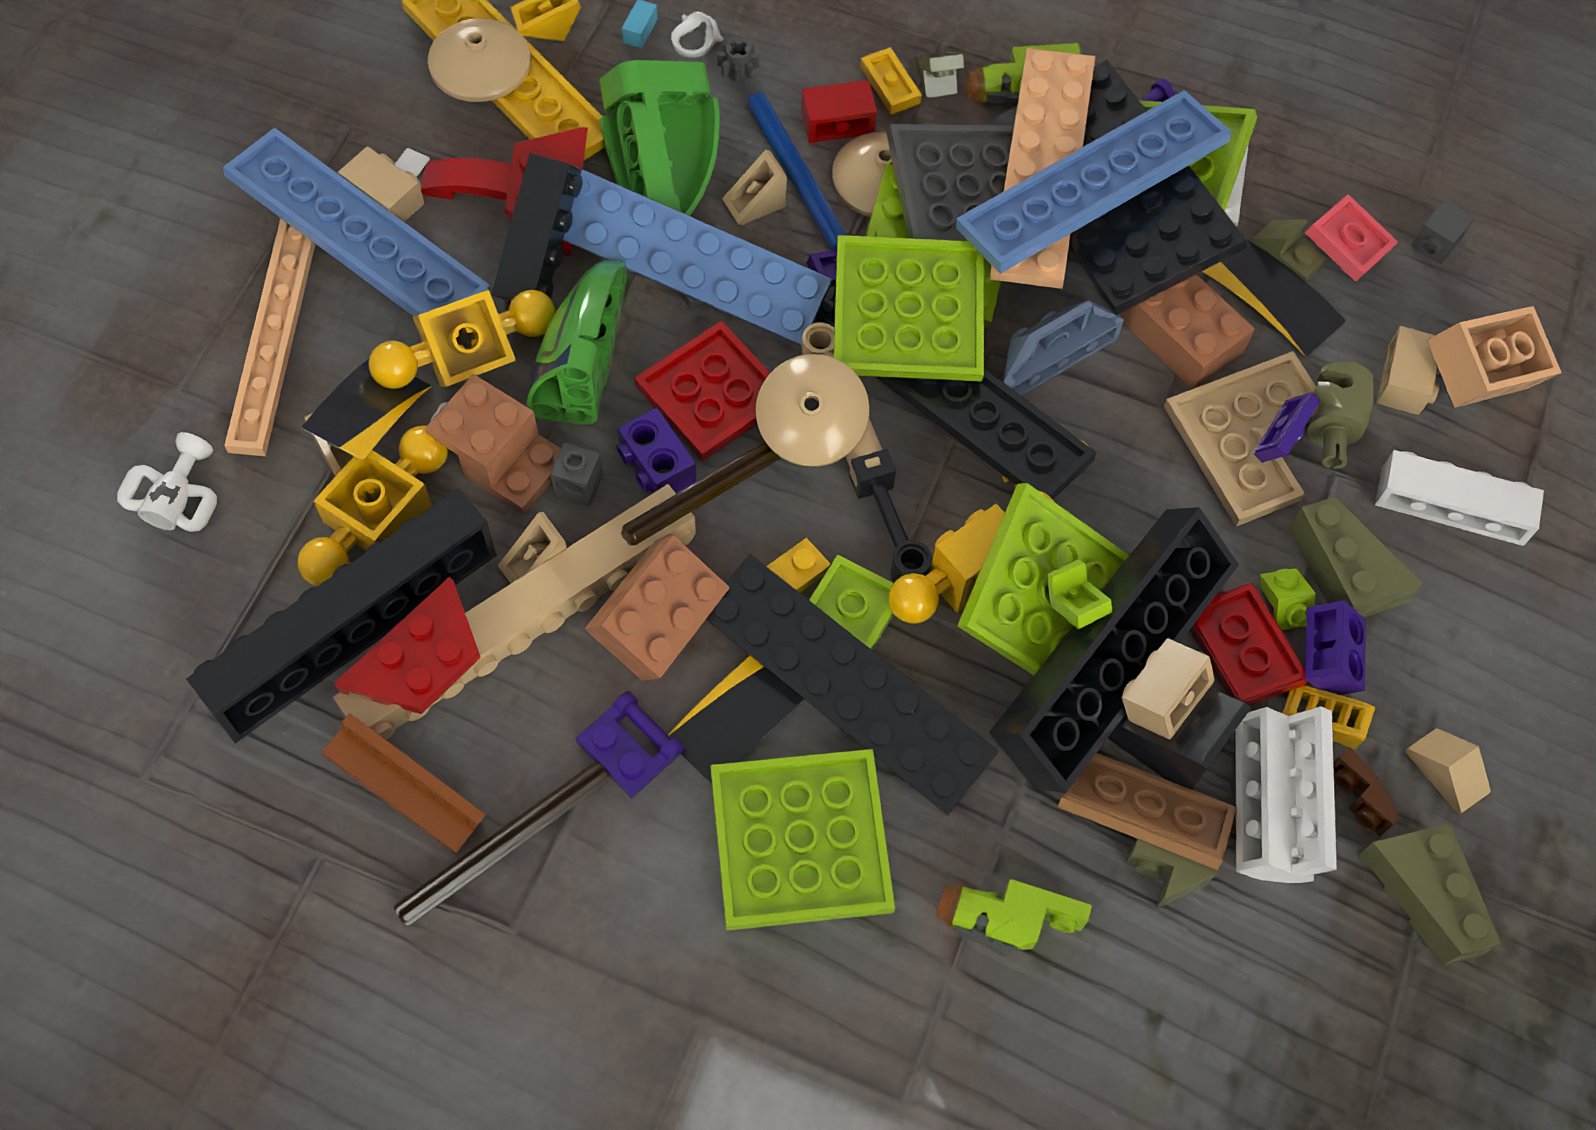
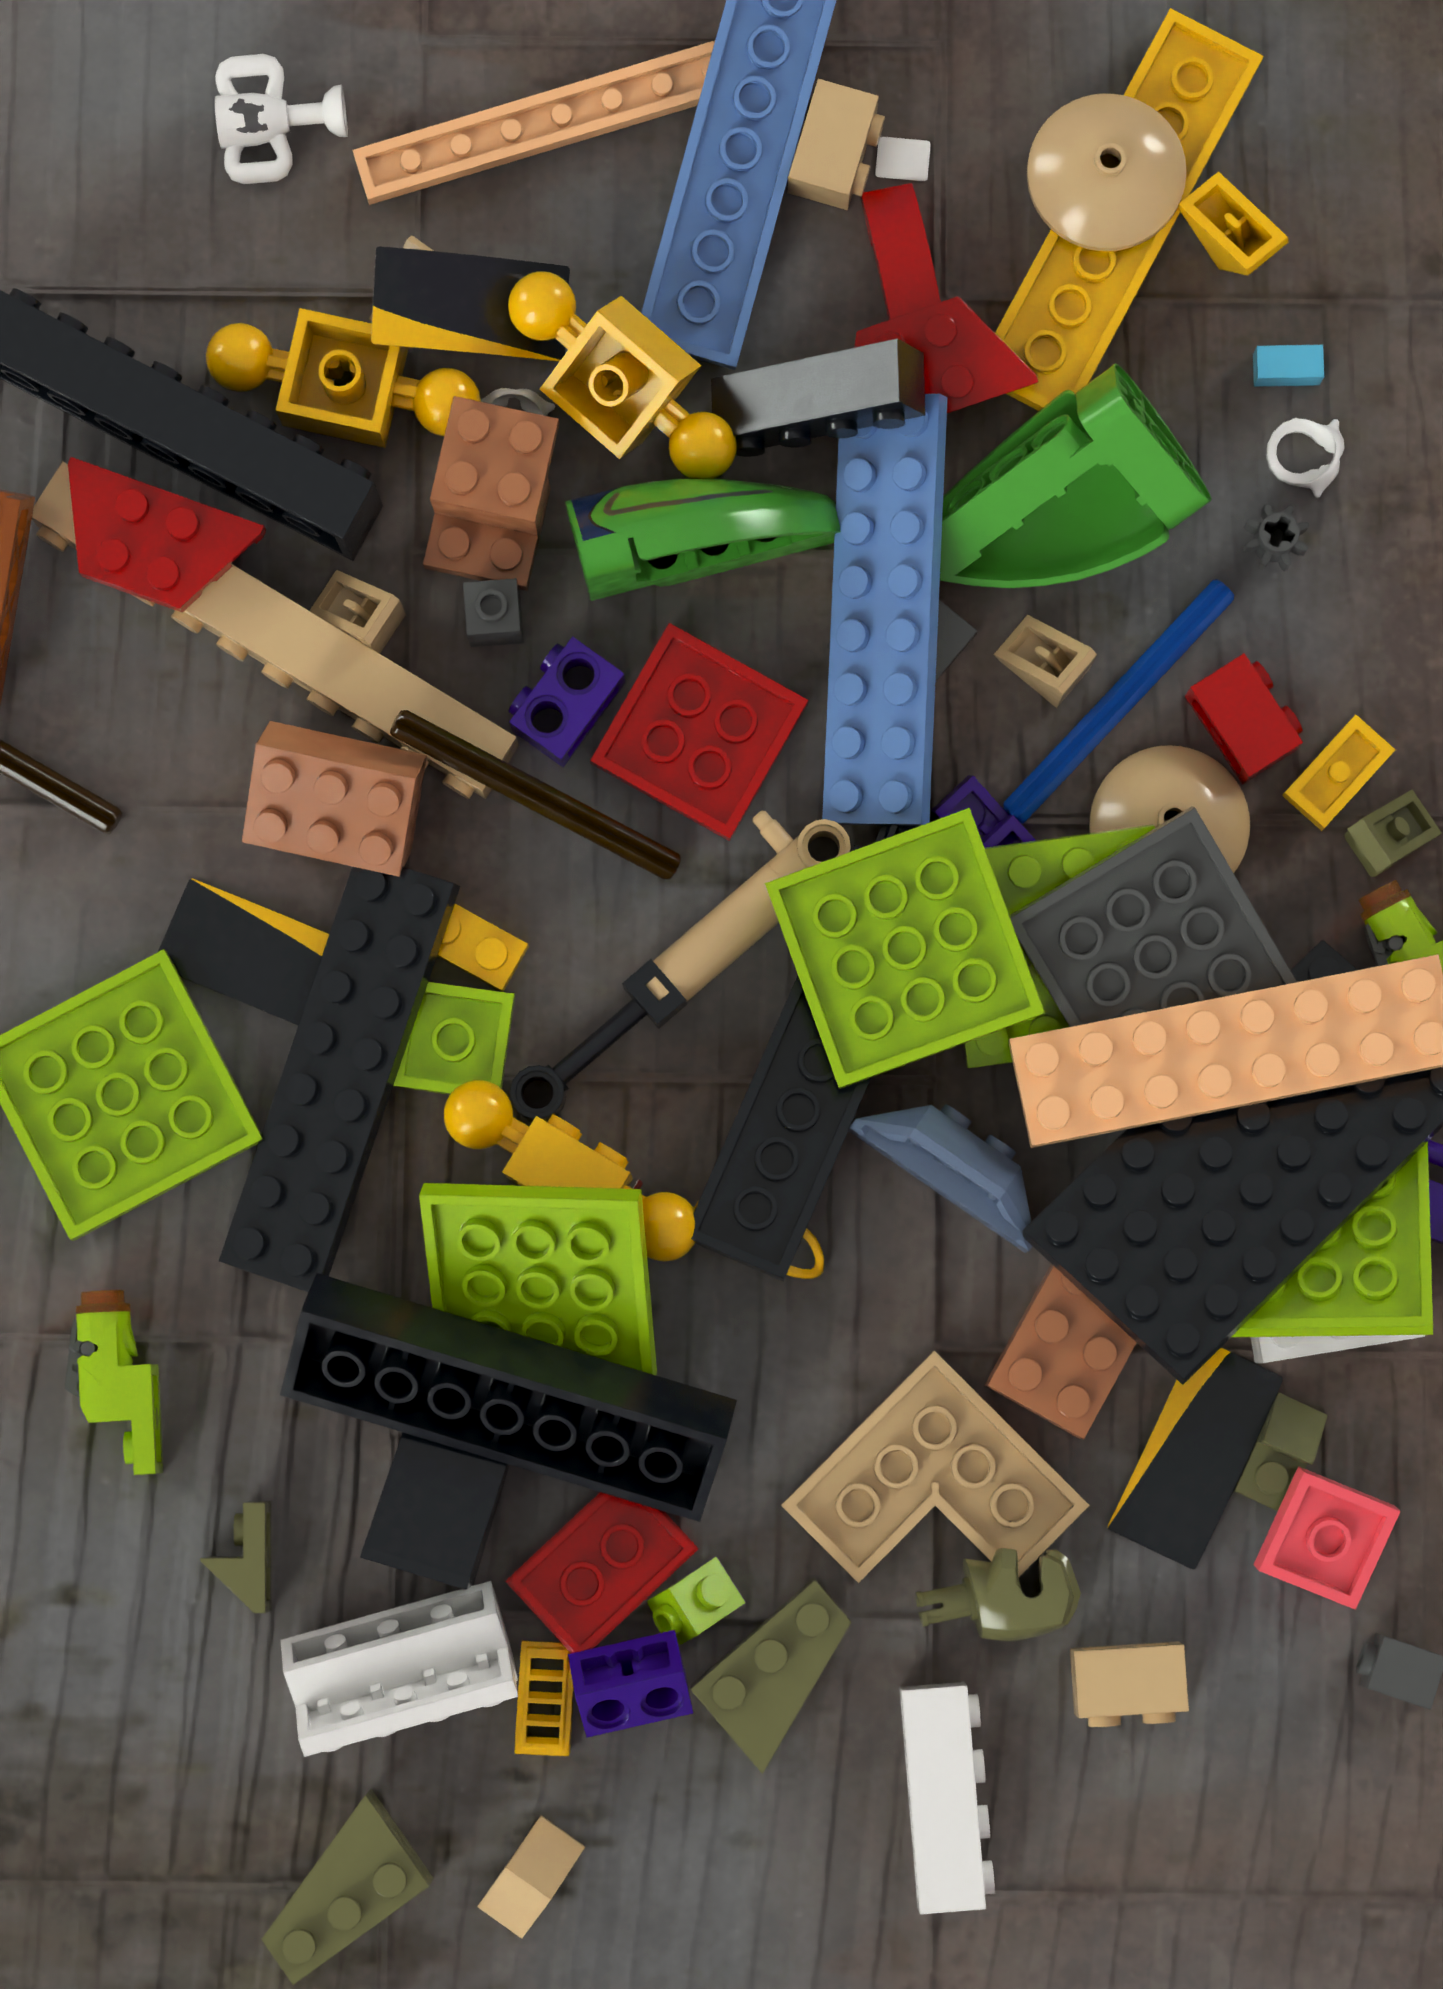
camera: 75 degrees right, 20 degrees up
(620, 754) = (146, 831): dark purple plate -> none
(817, 435) = (727, 886): tan dish -> none
(1075, 596) = (530, 1321): lime bracket -> none
(1092, 181) = (1203, 1133): medium blue plate -> none
(1151, 810) = (313, 1510): medium nougat tile -> none
(1168, 688) = (456, 1476): tan brick -> none
(1286, 427) = (938, 1527): dark purple plate -> none
(1373, 806) = (437, 1782): reddish brown slope -> none
(1493, 356) = (1175, 1790): light nougat brick -> none

